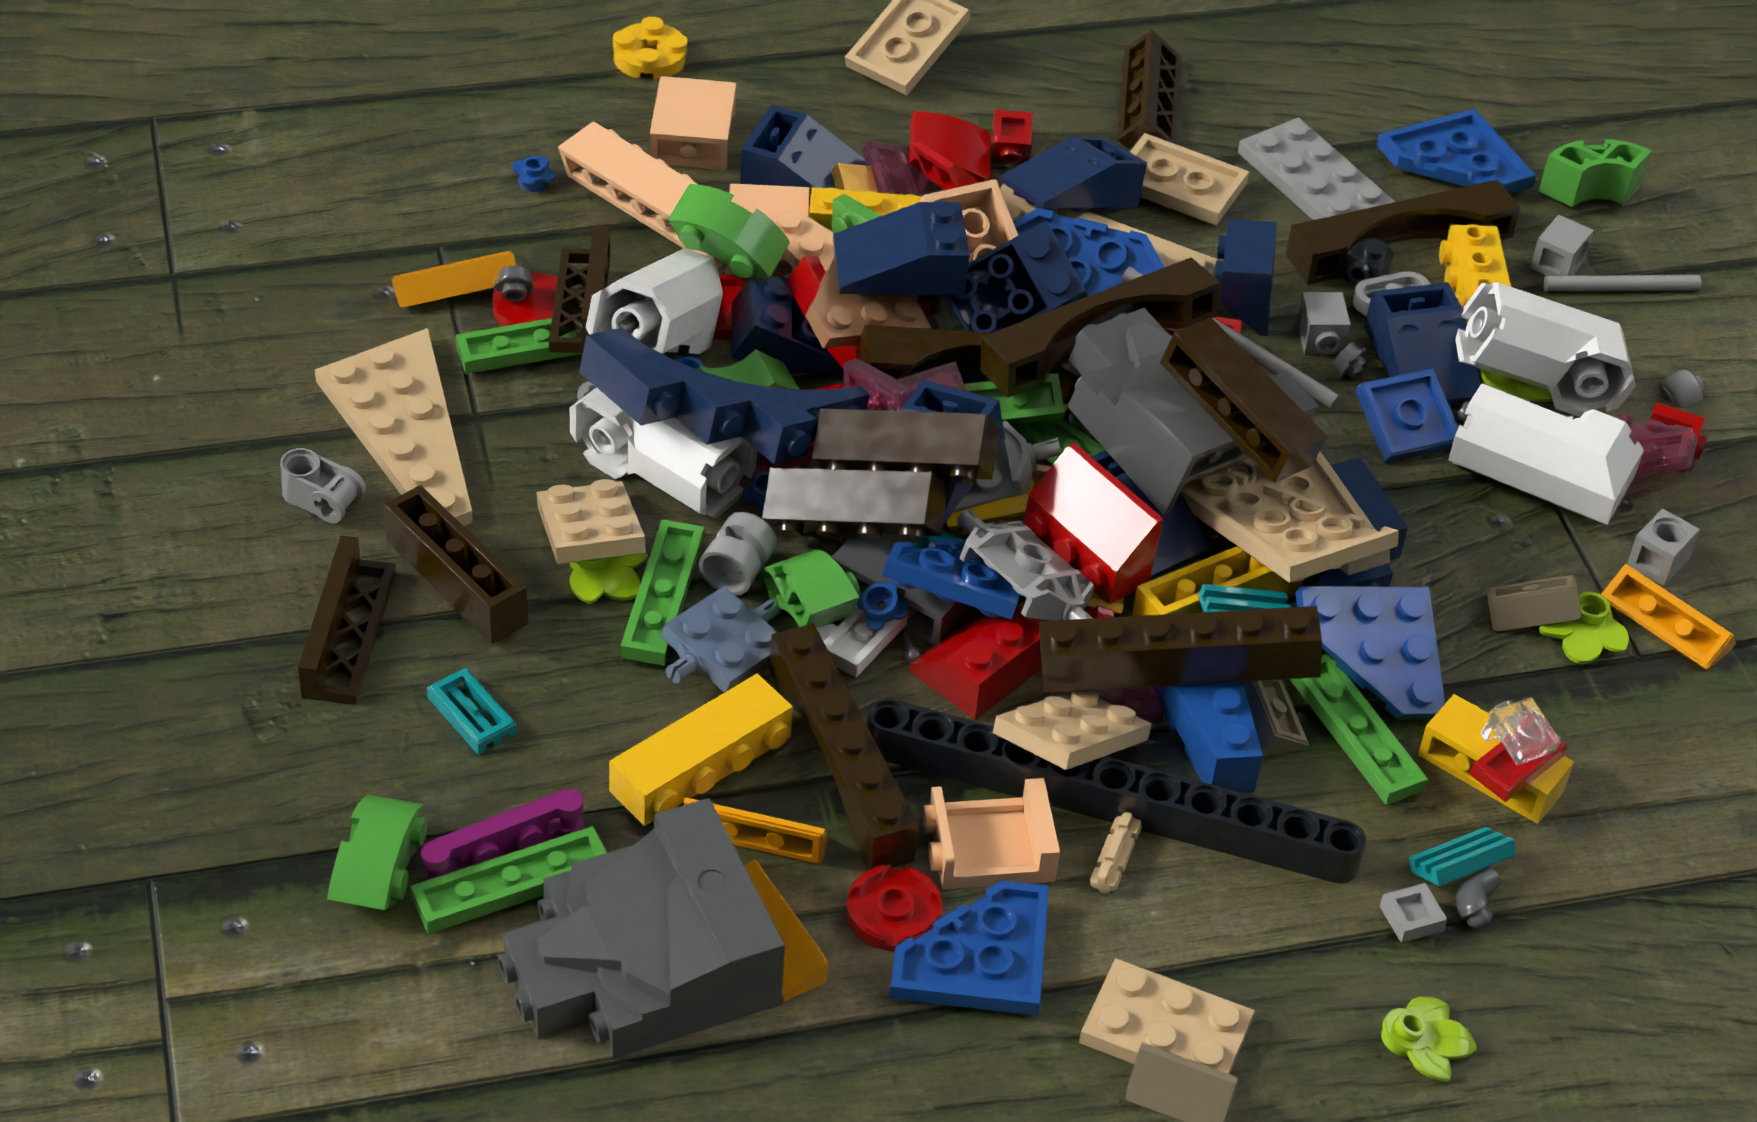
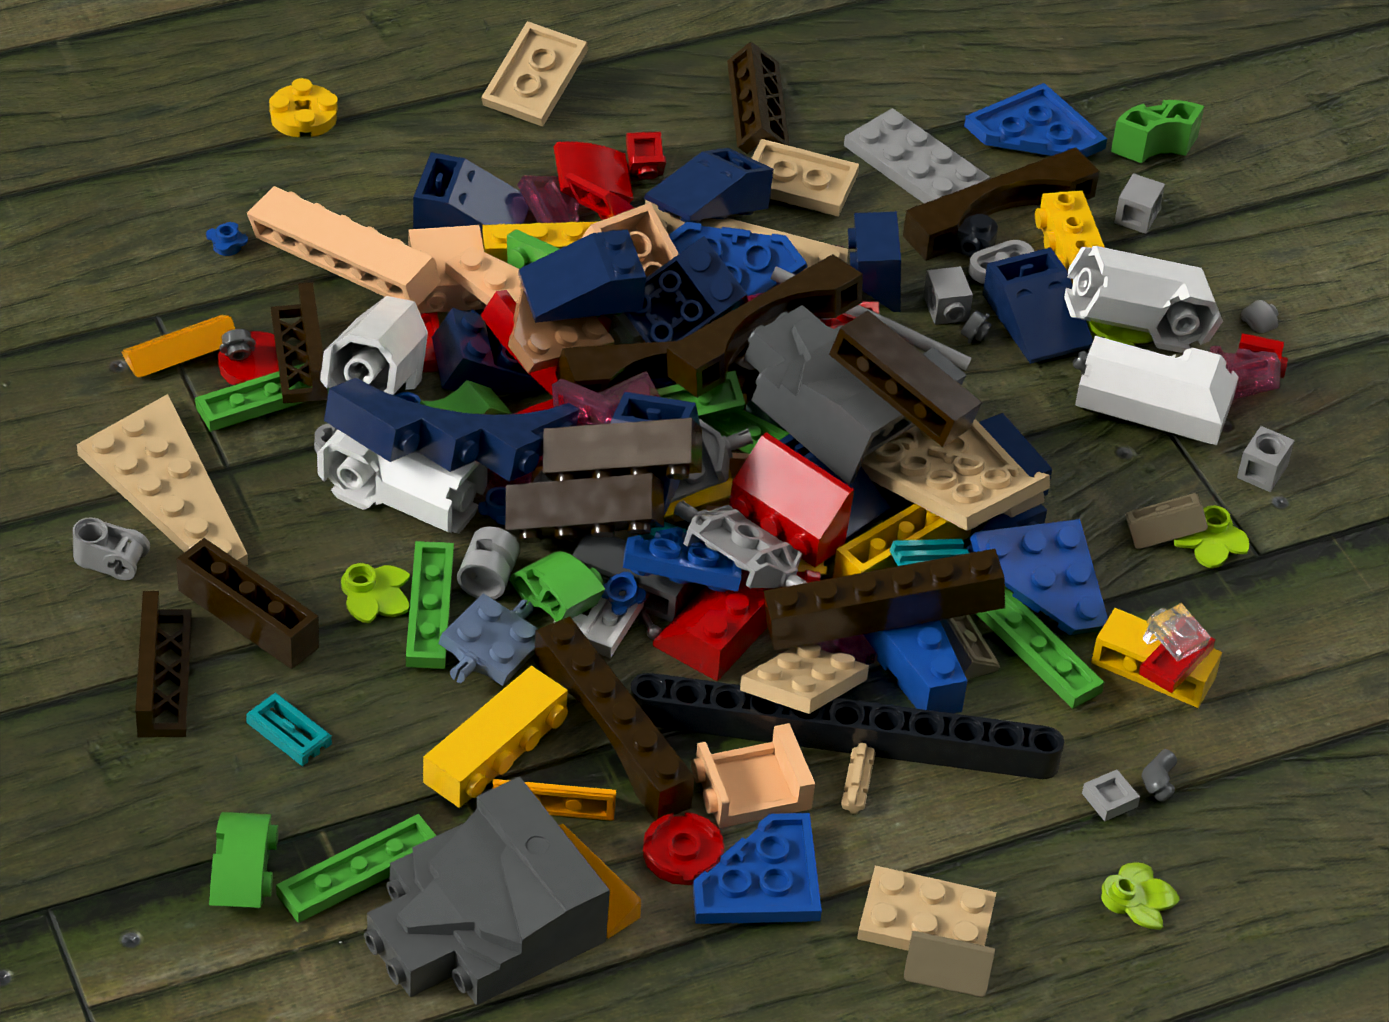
camera: 10 degrees left, 0 degrees up
(504, 833) = (345, 830): magenta plate -> none
(590, 521) = (355, 551): tan plate -> none
(692, 122) = (360, 175): light nougat panel -> none
(736, 237) = (424, 277): bright green brick -> none
(854, 177) = (516, 211): pearl gold tile -> none
(1408, 414) = (1034, 369): blue plate -> none
(1462, 856) = (1142, 743): teal tile -> none
(1622, 283) = (1195, 227): light grey bar -> none
(1668, 618) = (1278, 519): light orange slope -> none

